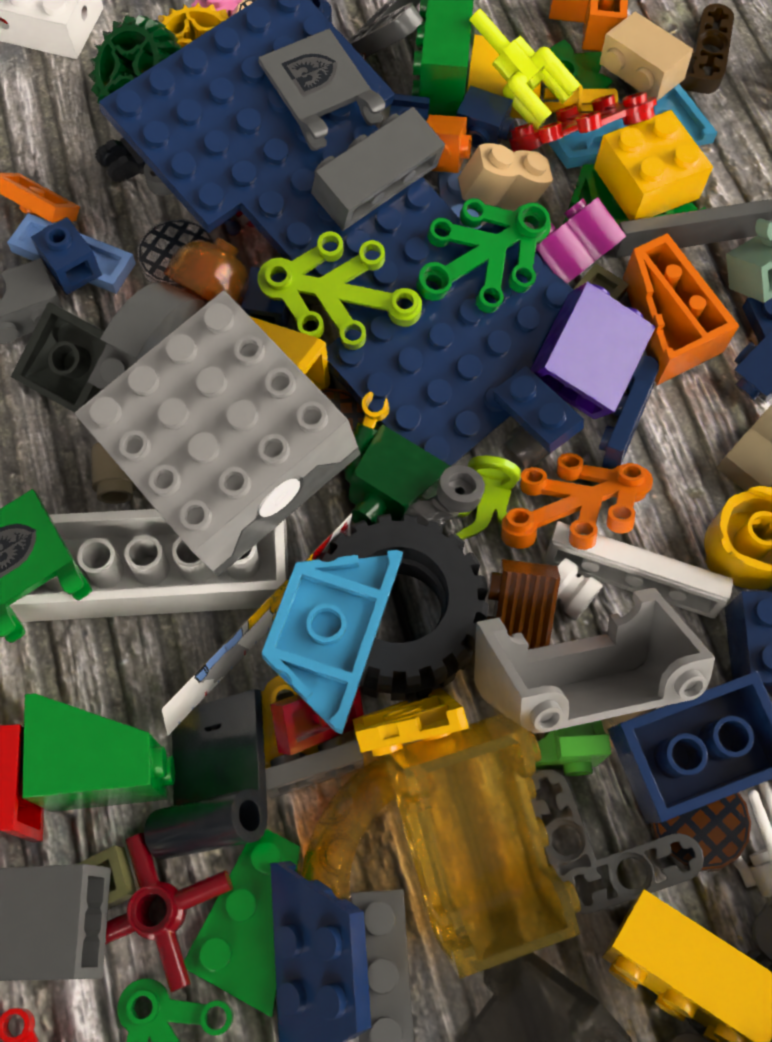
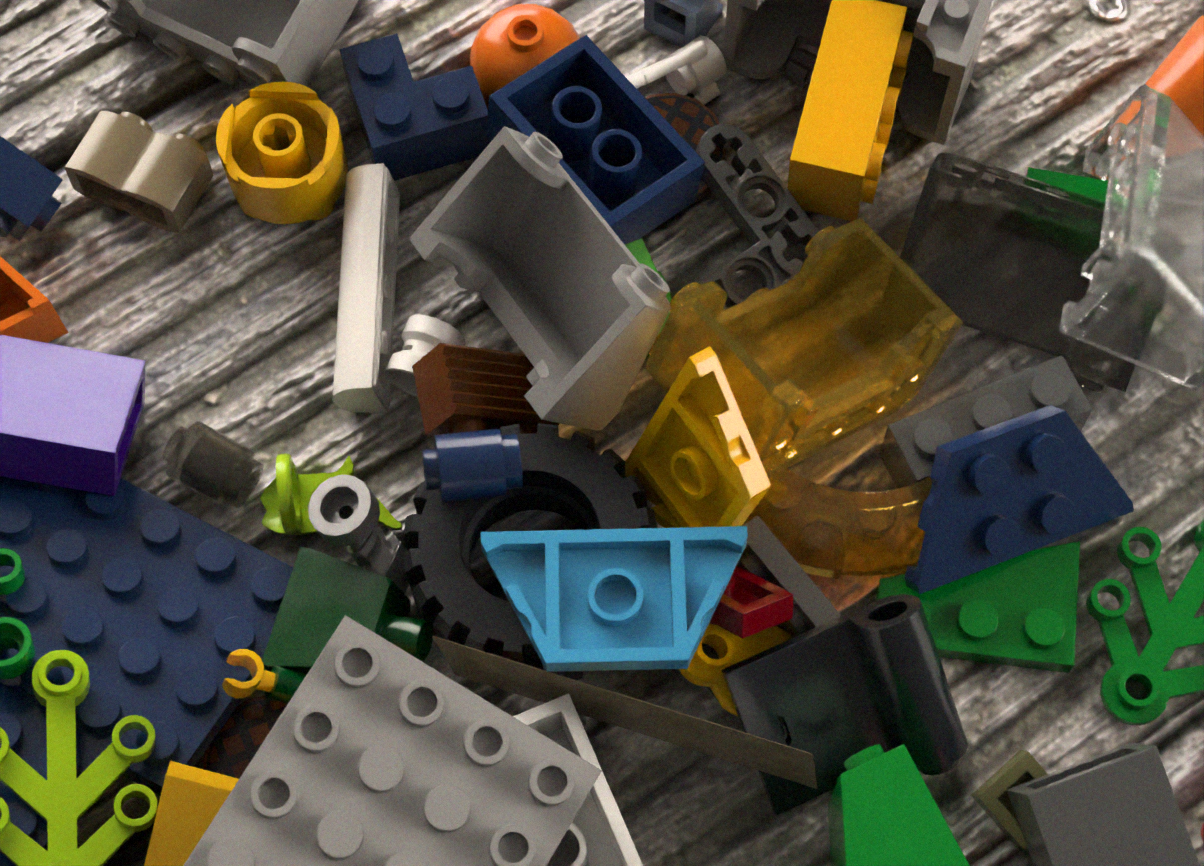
camera: 105 degrees left, 0 degrees up
(177, 903) = (1006, 732): dark red bar -> none
(455, 564) = (473, 465): none -> dark blue brick
(538, 409) = (174, 456): dark blue plate -> none
(625, 482) = (288, 374): orange plant -> none
(629, 410) = (174, 352): dark blue hinge -> none

